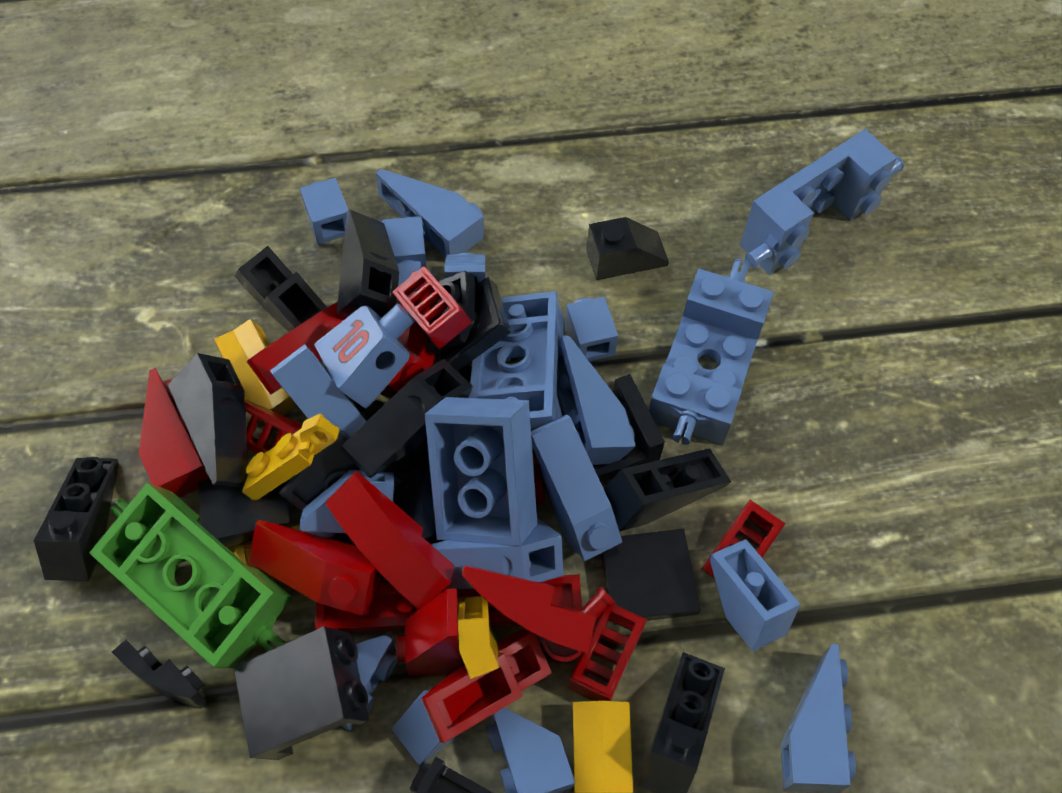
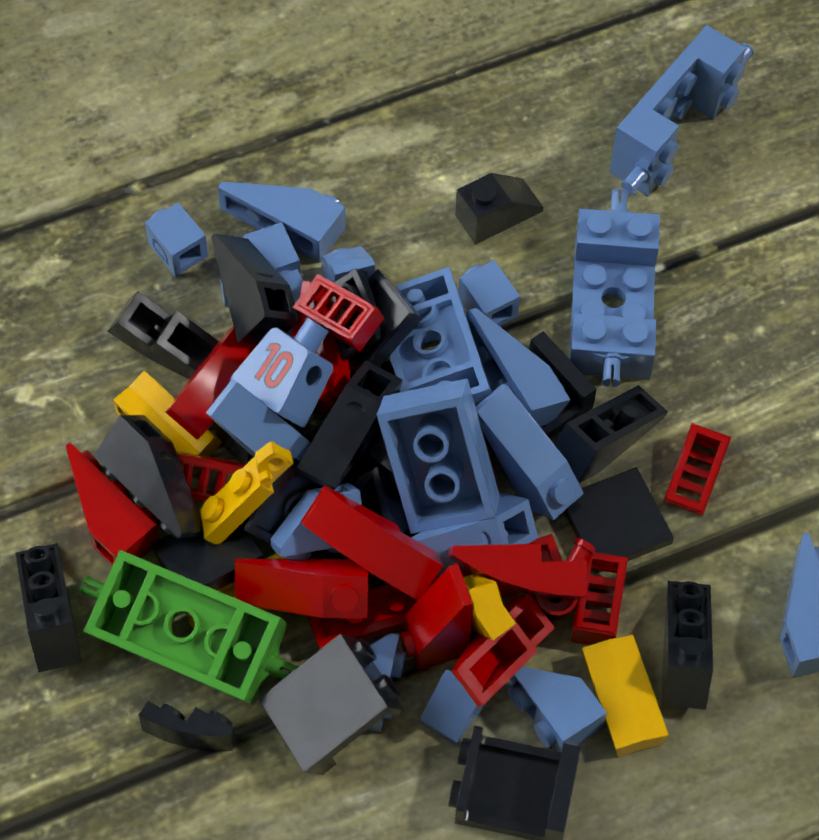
camera: 15 degrees left, 0 degrees up
(752, 595) = (719, 510): medium blue slope -> none

